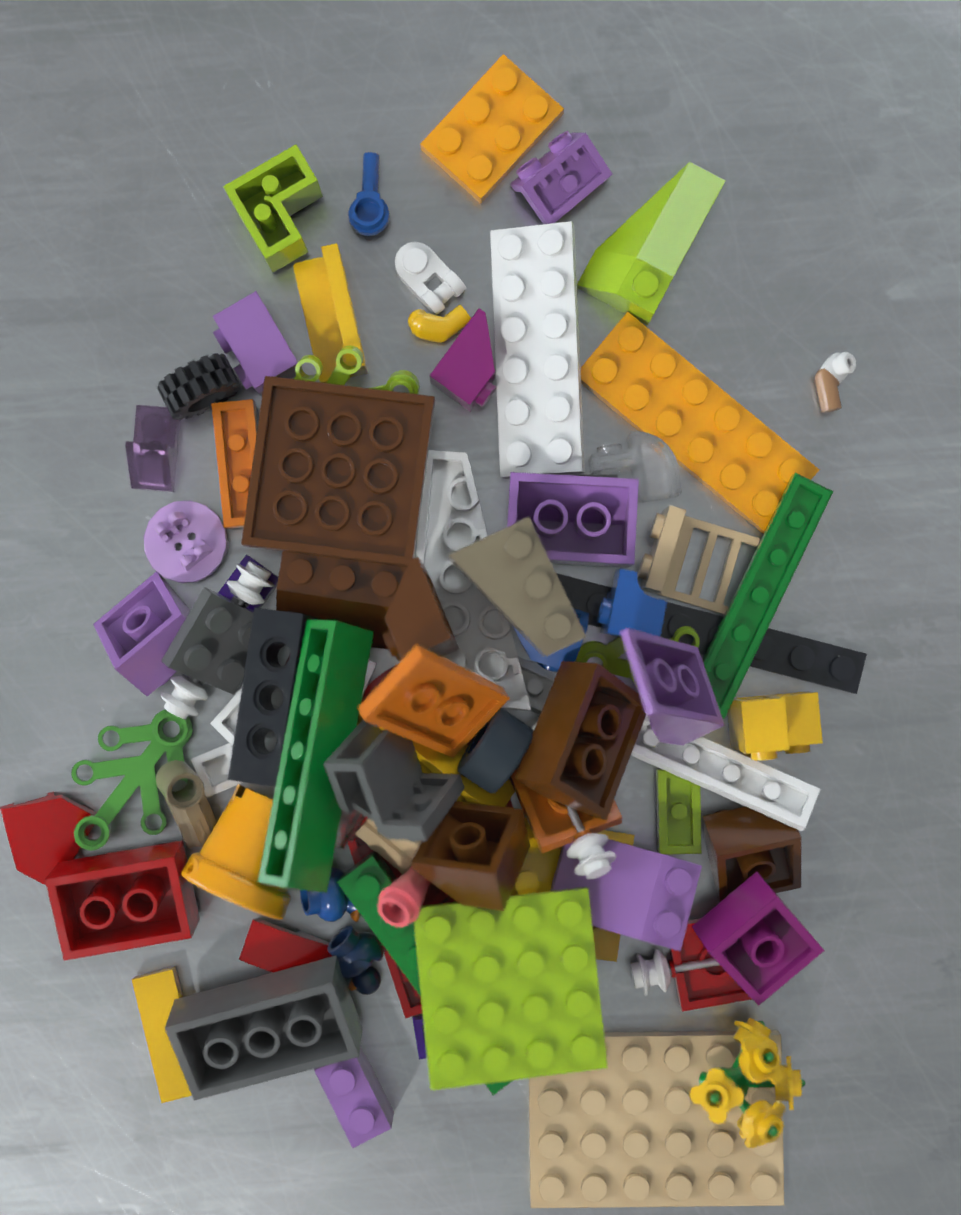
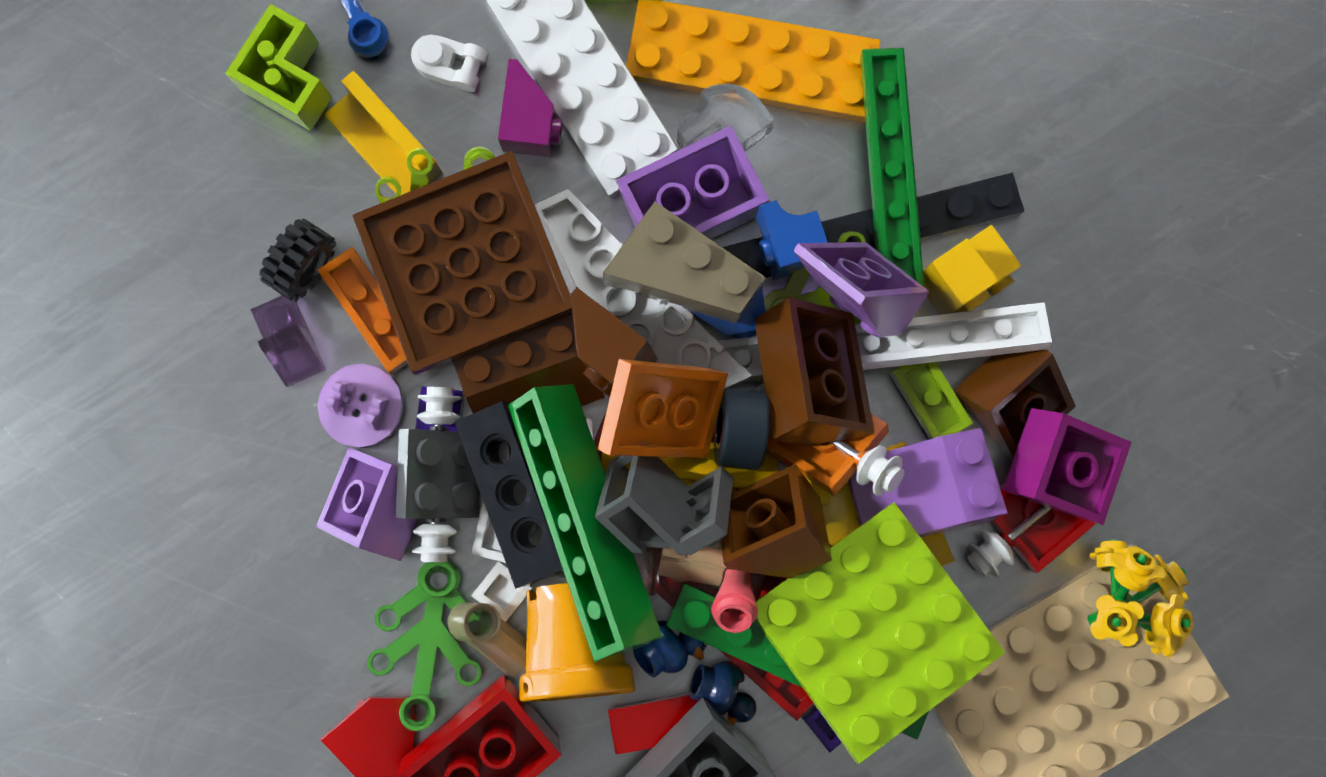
camera: 30 degrees left, 5 degrees down
(255, 341) = (326, 195): medium lavender brick -> none
(435, 327) = (482, 99): yellow arm -> none
(664, 563) = (791, 179): tan plate -> none

